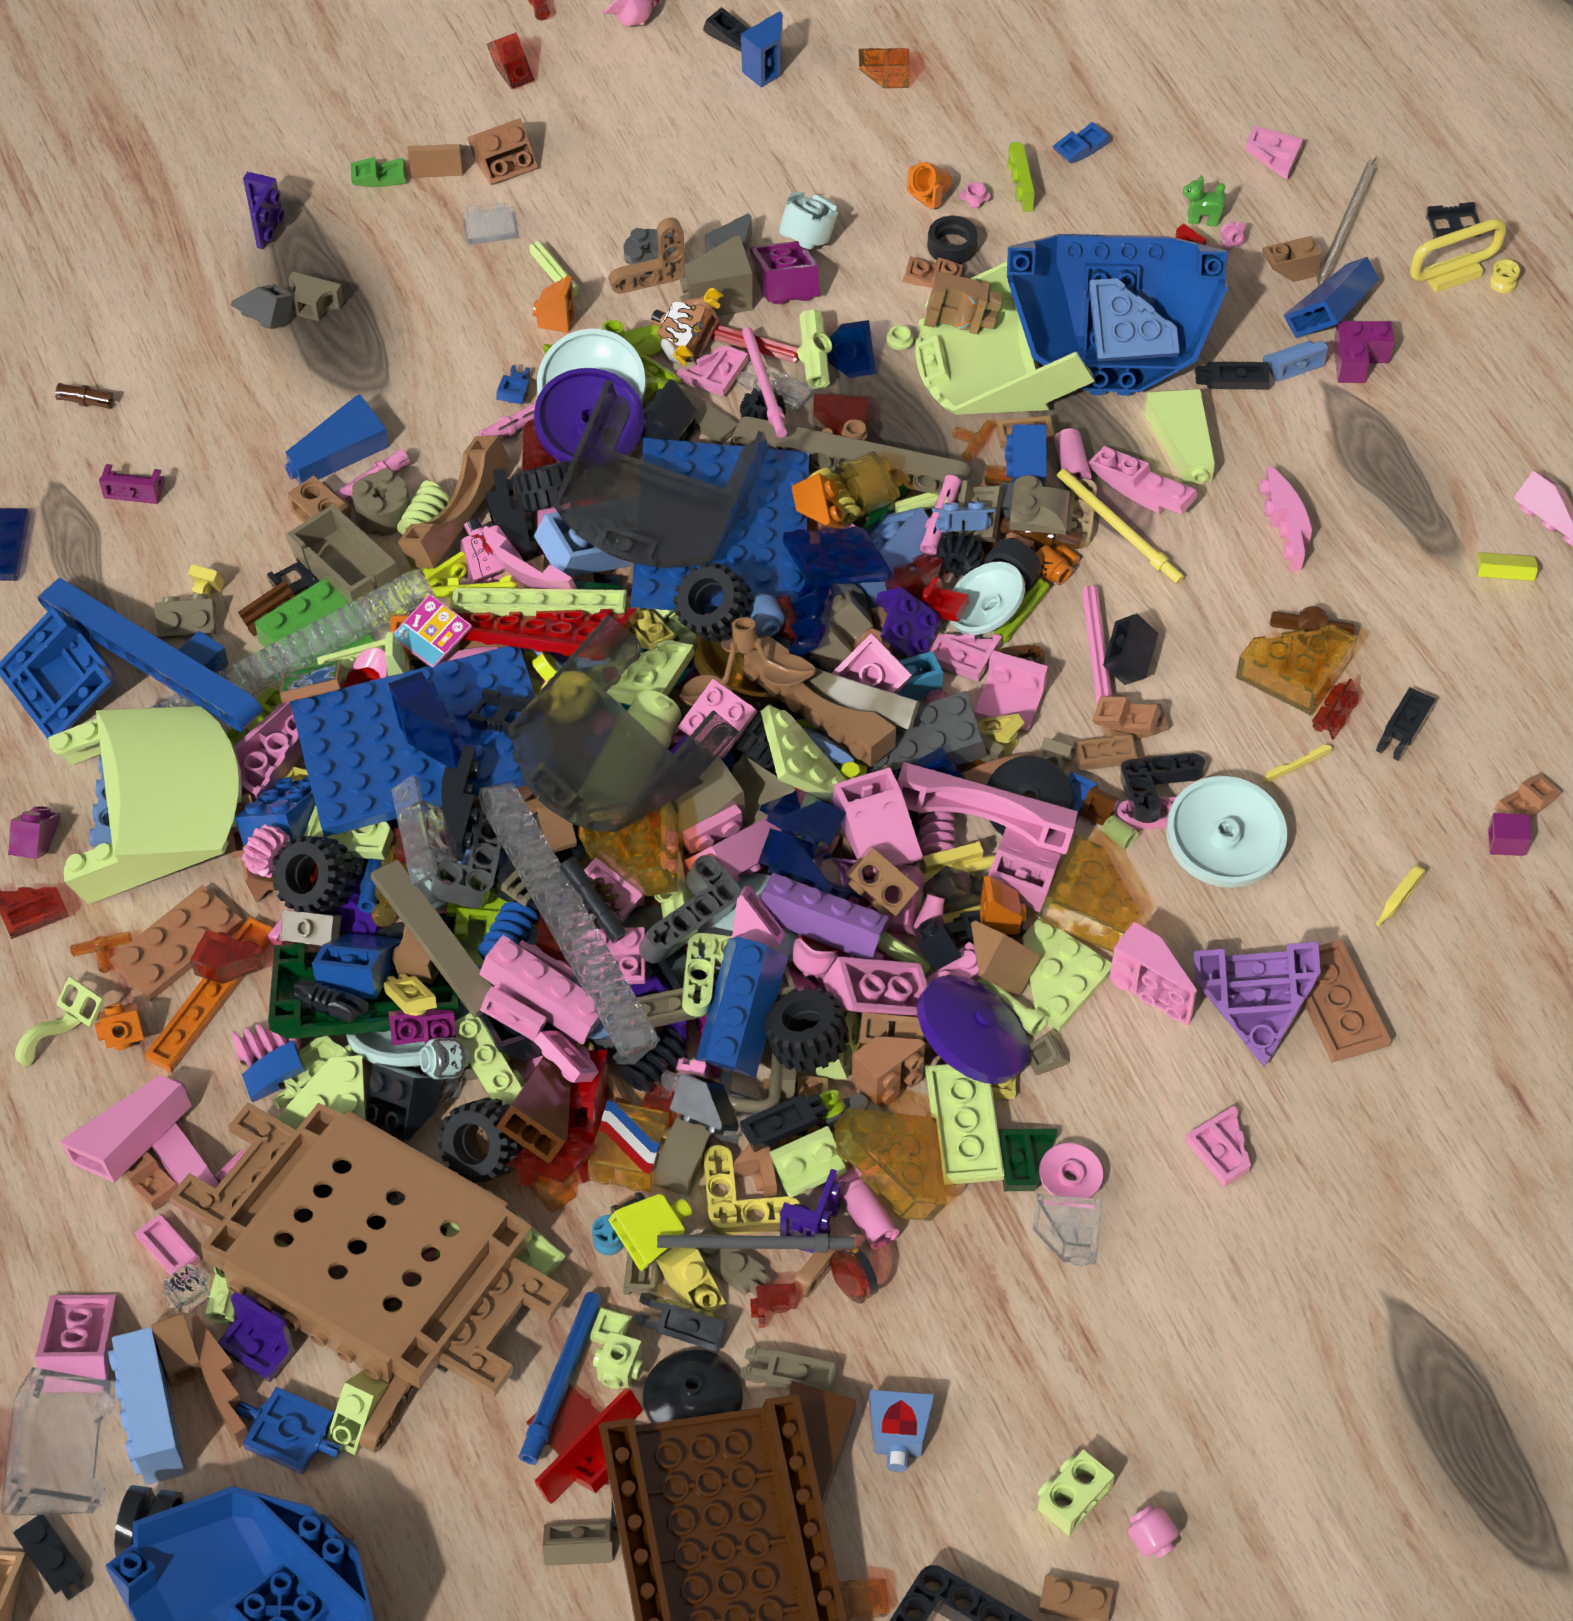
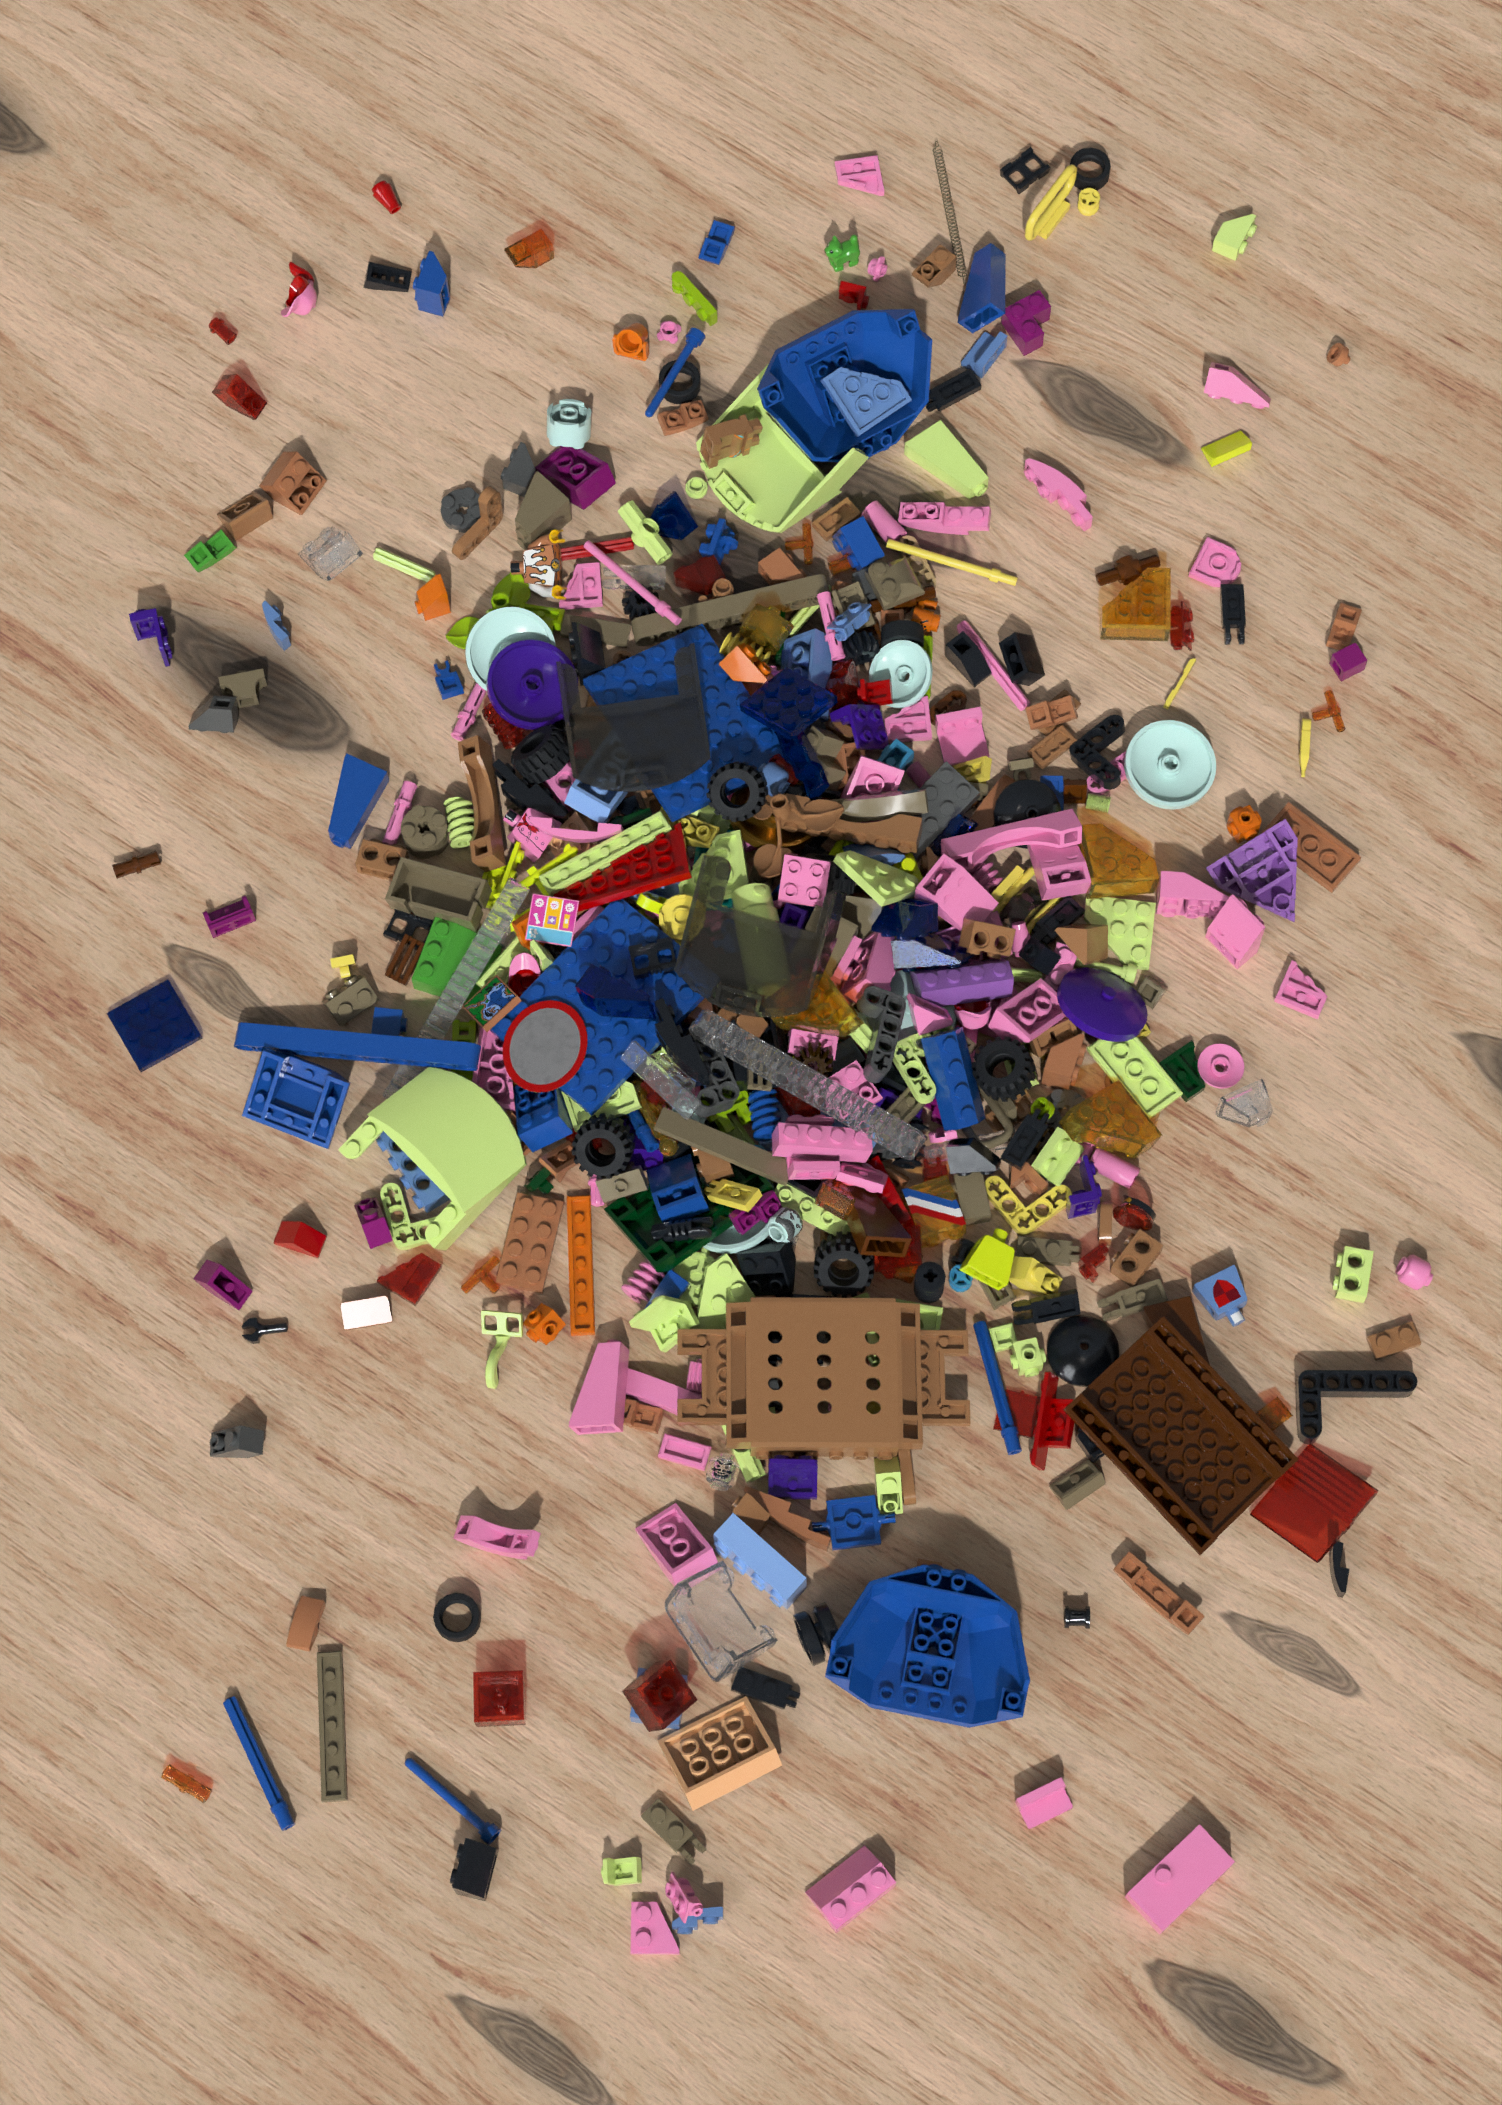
camera: 30 degrees left, 15 degrees up
(63, 829) = (403, 1226): none -> yellowish green beam
(226, 958) = (578, 1237): clear red slope -> none
(232, 884) = (539, 1181): none -> dark green tile
(243, 1080) = (664, 1319): none -> yellowish green bracket
(263, 849) = (559, 1148): bright pink gear -> none
(327, 743) = (545, 1046): none -> flat silver sticker
(386, 258) = (274, 623): none -> medium blue slope
(518, 1059) = (836, 1198): none -> clear orange slope
(565, 1214) = (929, 1282): none -> black piece
(605, 917) = (832, 1069): black piece -> none
(819, 1242) = (1102, 1208): dark grey bar -> none
(829, 1333) = (1140, 1260): none -> medium nougat brick
(887, 393) = (721, 541): none -> blue hips
(929, 440) = (779, 568): none -> nougat slope
(991, 205) = (694, 339): none -> blue piece
(1001, 907) = (1065, 908): orange slope -> none
(1070, 620) = (967, 659): none -> black slope
(1183, 1036) = (1236, 932): none -> bright pink slope
(1272, 932) = (1243, 823): none -> orange brick
(1418, 667) = (1216, 564): none -> bright pink tile
(1459, 876) = (1333, 711): none -> clear orange piece
(1530, 235) = (1093, 155): none -> black tyre

